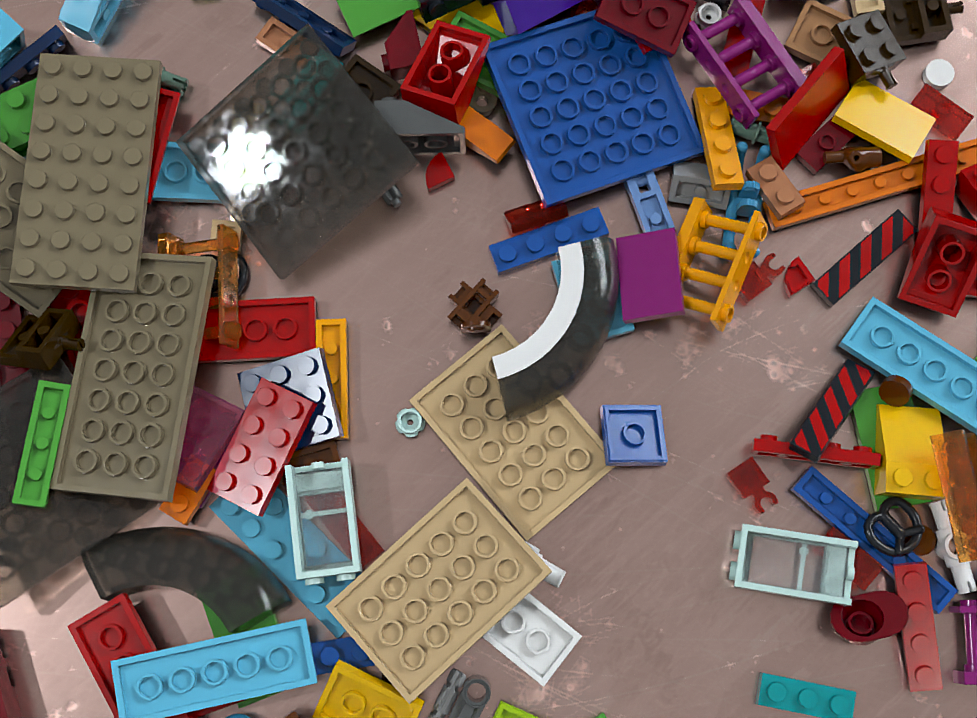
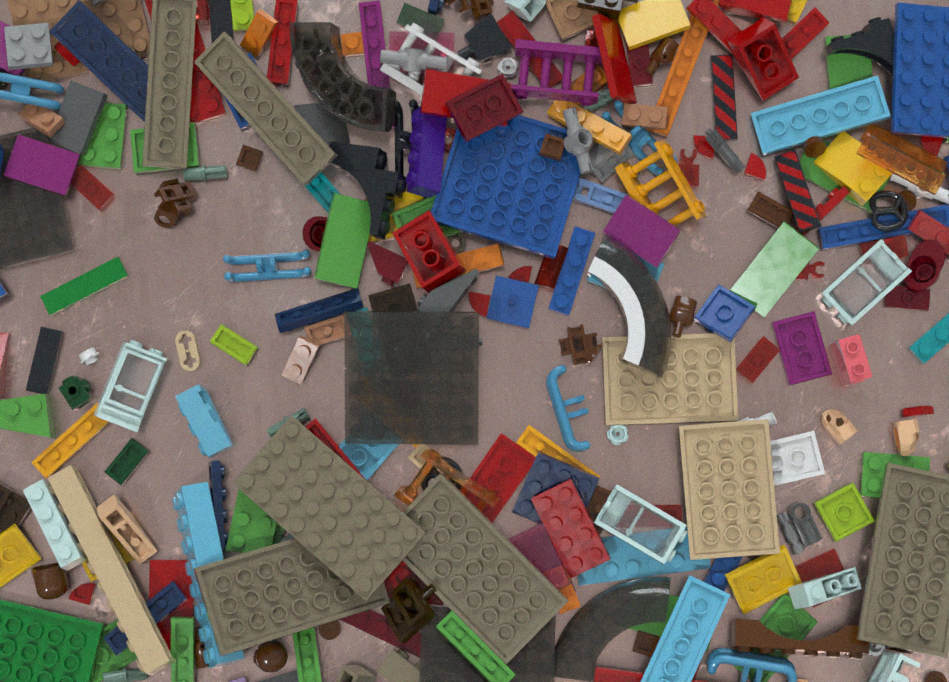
camera: 45 degrees left, 5 degrees up
(197, 628) = (645, 643): none -> reddish brown tile
(234, 38) = (300, 360): none -> nougat plate
(389, 336) = (560, 411): none -> dark azure piece
(466, 203) = (512, 301): none -> blue plate
(499, 193) = (521, 274): none -> red tile
(595, 390) = (682, 314): none -> reddish brown piece
(609, 659) = (838, 425): none -> light nougat rock
(611, 511) = (757, 359): none -> clear red plate
(662, 117) = (552, 147): none -> reddish brown tile
(663, 551) = (801, 348): none -> magenta tile
(691, 135) = (578, 141): none -> light grey pin
(694, 614) = (850, 360): none -> coral panel
(727, 450) = (774, 268): none -> tile
(785, 400) = (770, 210): none -> reddish brown plate
(809, 298) = (723, 149): none -> dark grey piece
(815, 628) = (907, 299): none -> dark red plate
(818, 348) = (755, 168): none -> red tile

